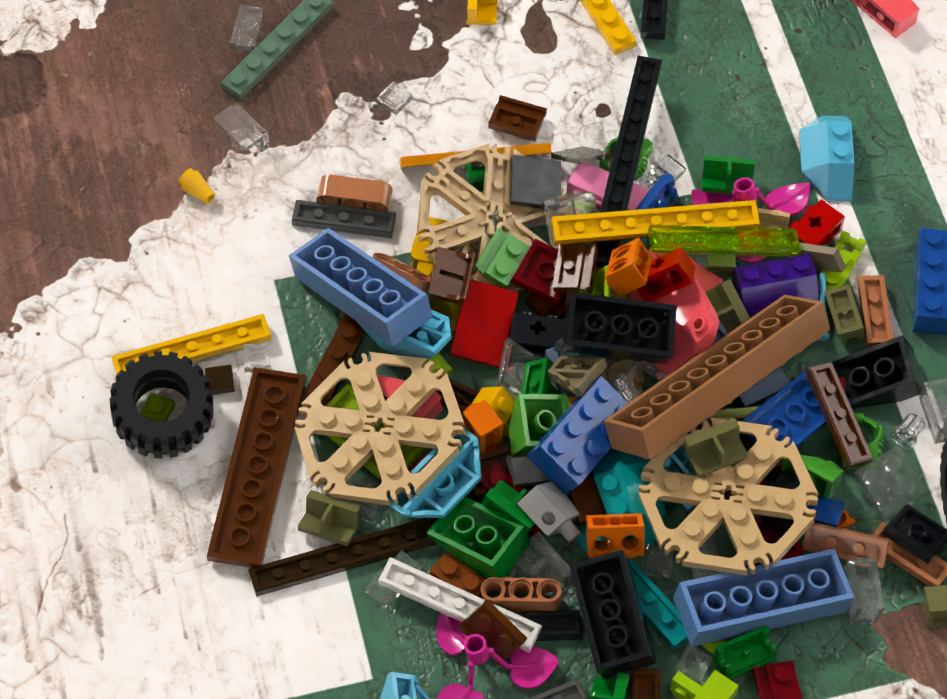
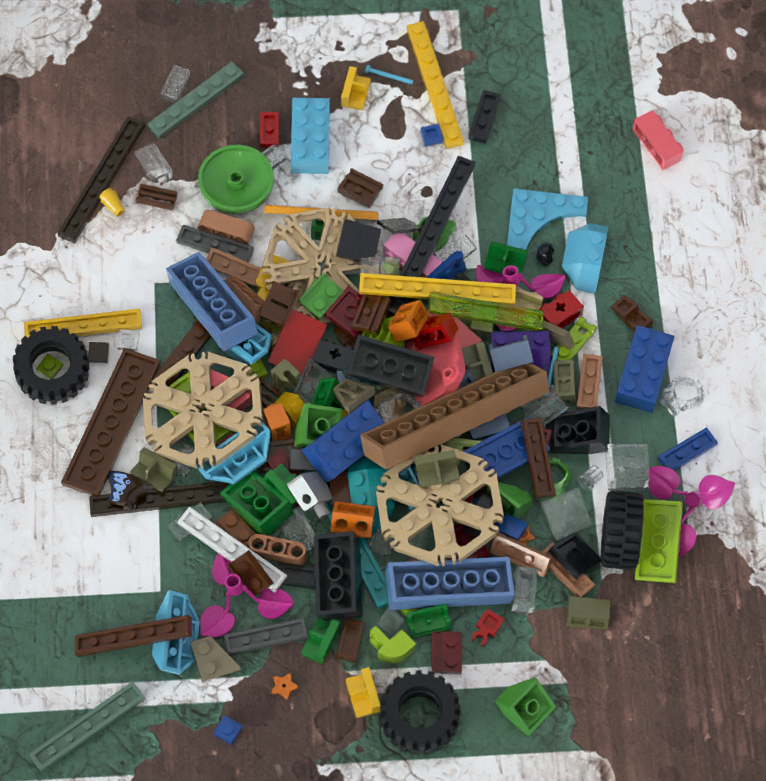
camera: 10 degrees right, 5 degrees up
(174, 162) = (101, 179): none -> dark brown tile
(253, 168) = (158, 194): none -> reddish brown tile
(296, 551) = (125, 490): none -> dark brown arm
(354, 131) = (236, 179): none -> bright green dish
(377, 240) = (233, 266): none -> nougat plate
(382, 64) = (269, 129): none -> red plate
(438, 64) = (310, 135): none -> medium azure brick
(479, 367) = (284, 376): none -> olive hinge
(593, 39) = (431, 135): none -> blue plate
(749, 110) = (537, 209): none -> medium azure plate
(769, 290) = (511, 355): none -> sand blue panel
(775, 161) = (544, 254): none -> black plate
(826, 646) = (488, 625): none -> red plate
(832, 347) = (546, 407): none -> clear panel
(901, 217) = (630, 314): none -> reddish brown slope

